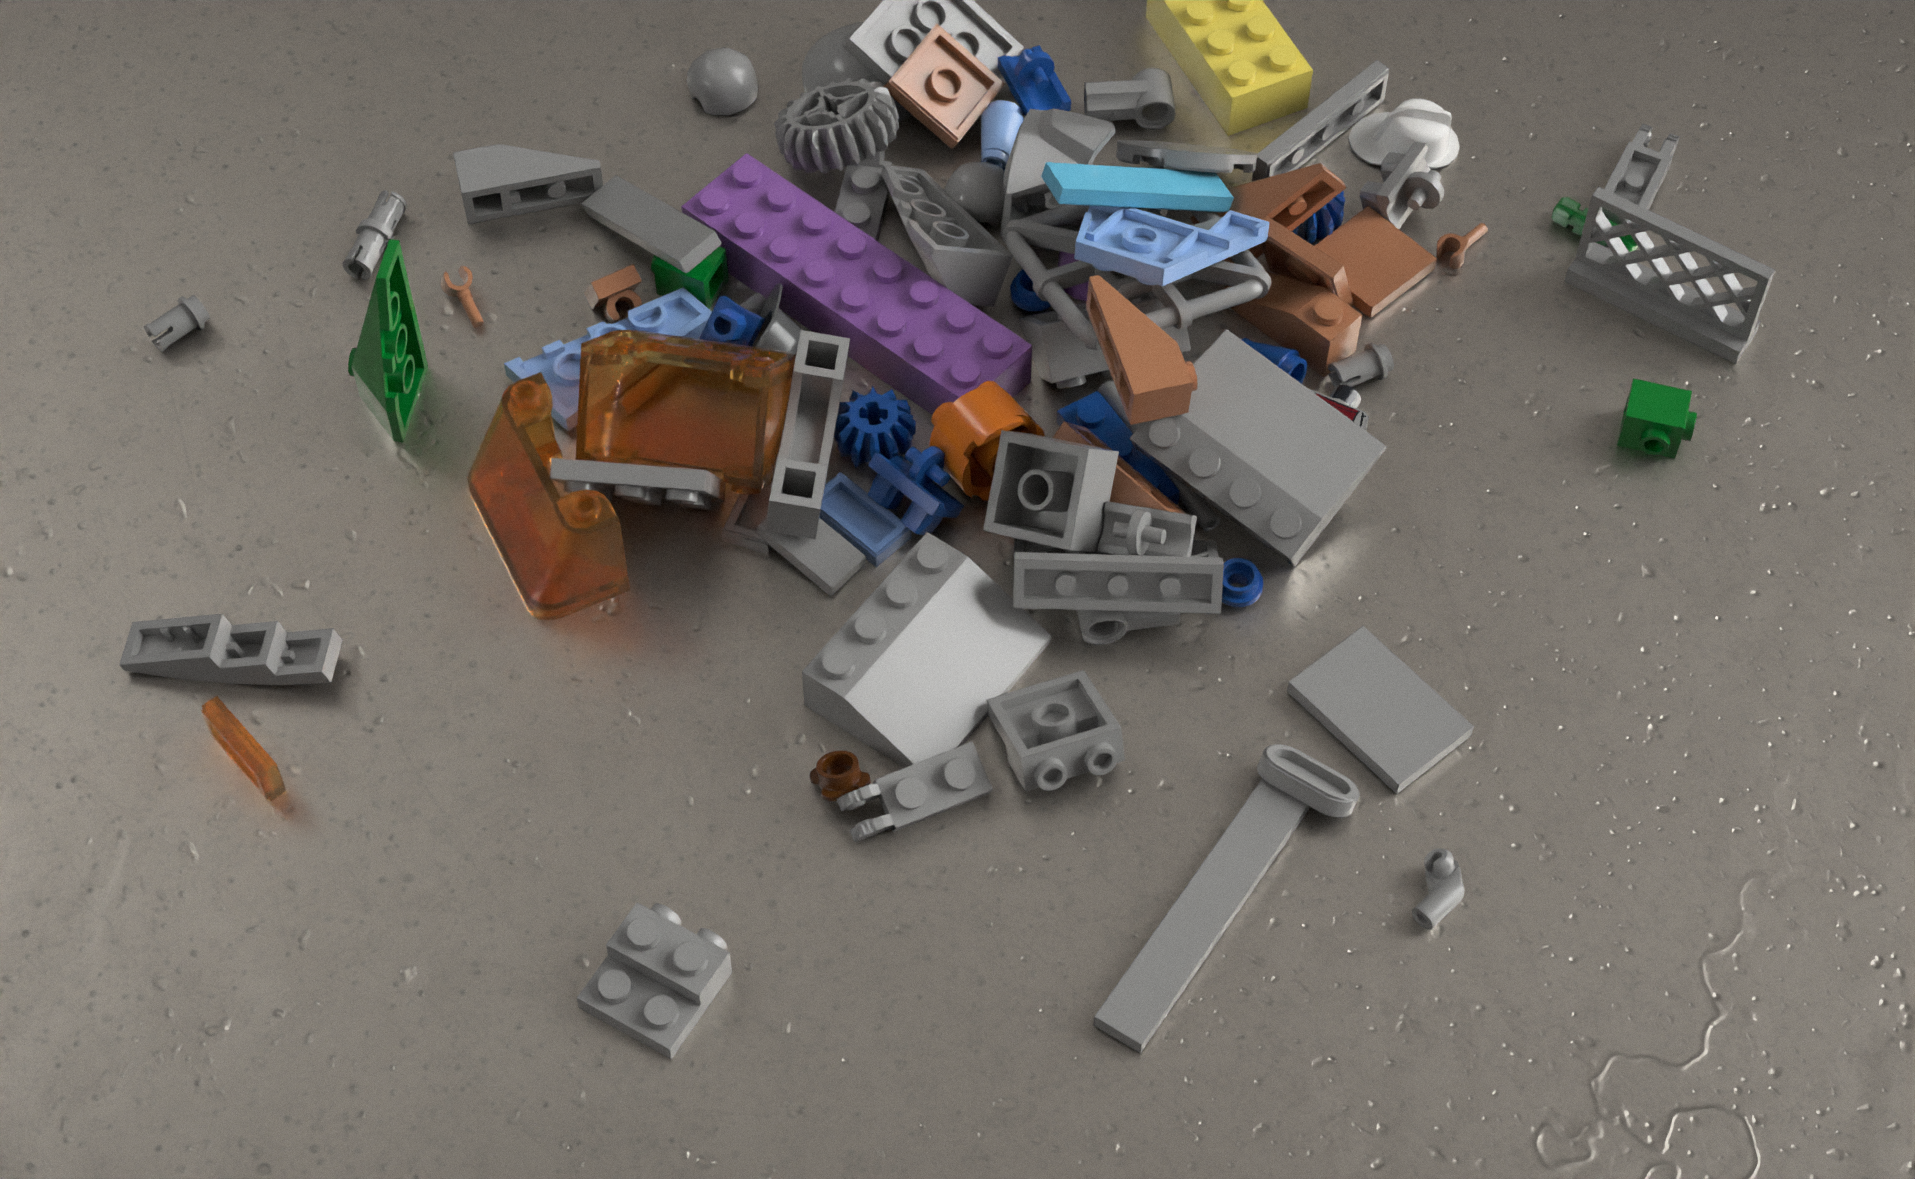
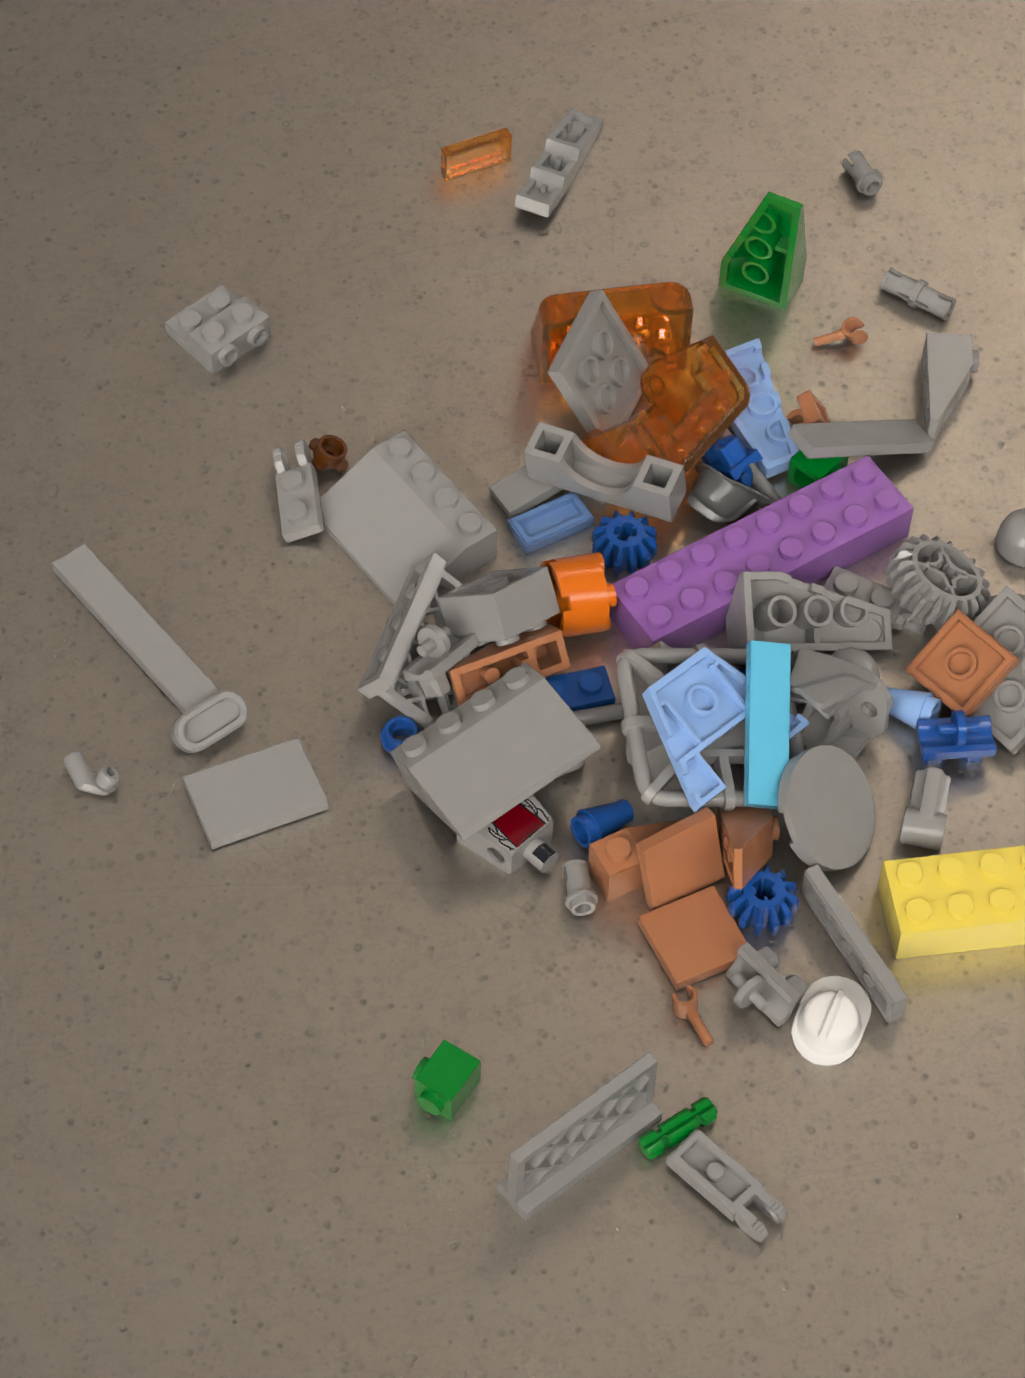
camera: 105 degrees right, 0 degrees up
(918, 482) = (556, 542): blue hips -> none
(1057, 731) = (310, 579): light grey plate -> none
(1140, 356) = (572, 656): nougat slope -> none

